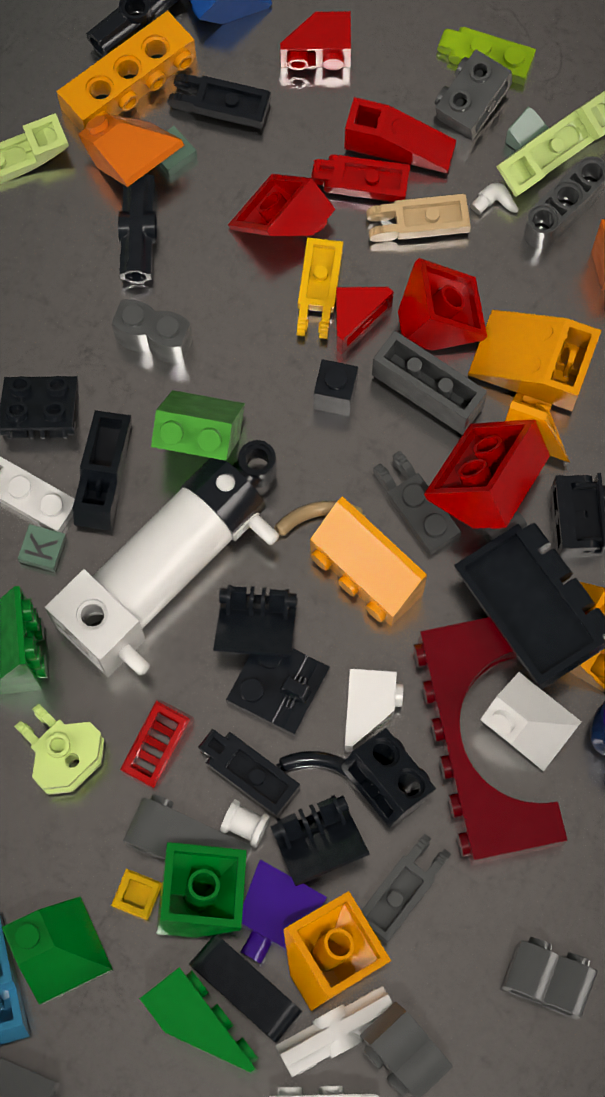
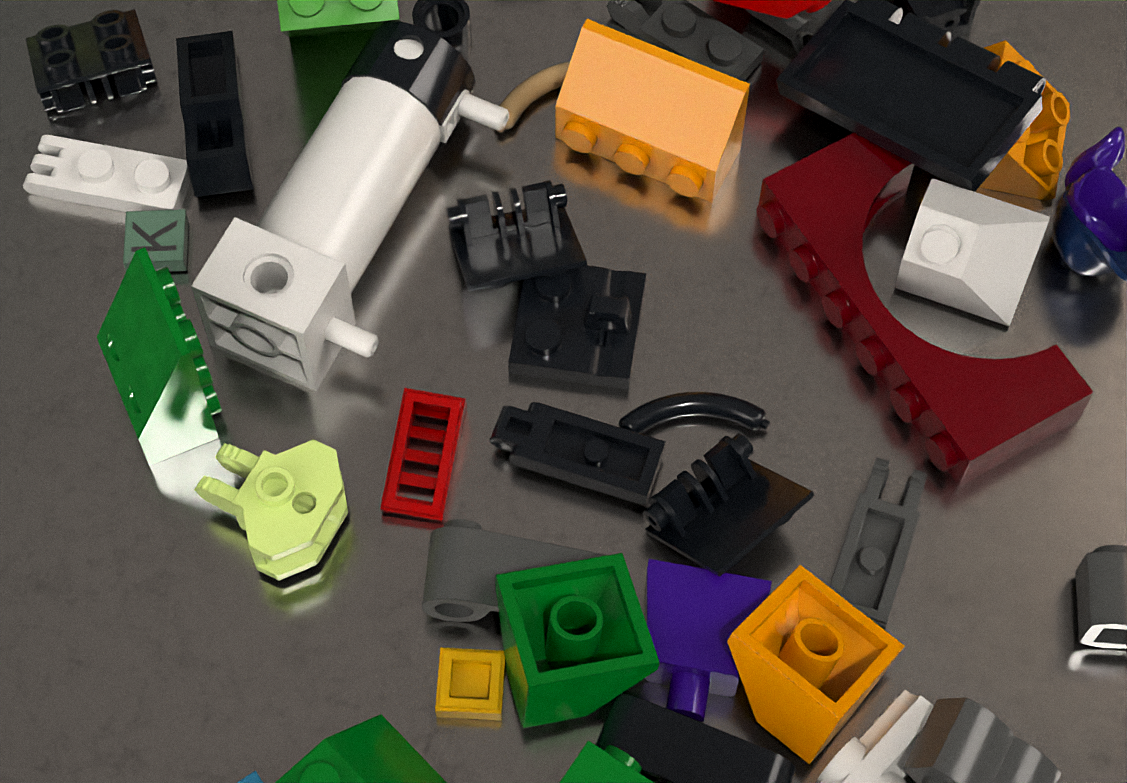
camera: 20 degrees left, 10 degrees down
(245, 823) = (602, 524): white bush -> none
(370, 704) = (724, 304): white slope -> none
(382, 781) = (793, 391): black brick -> none

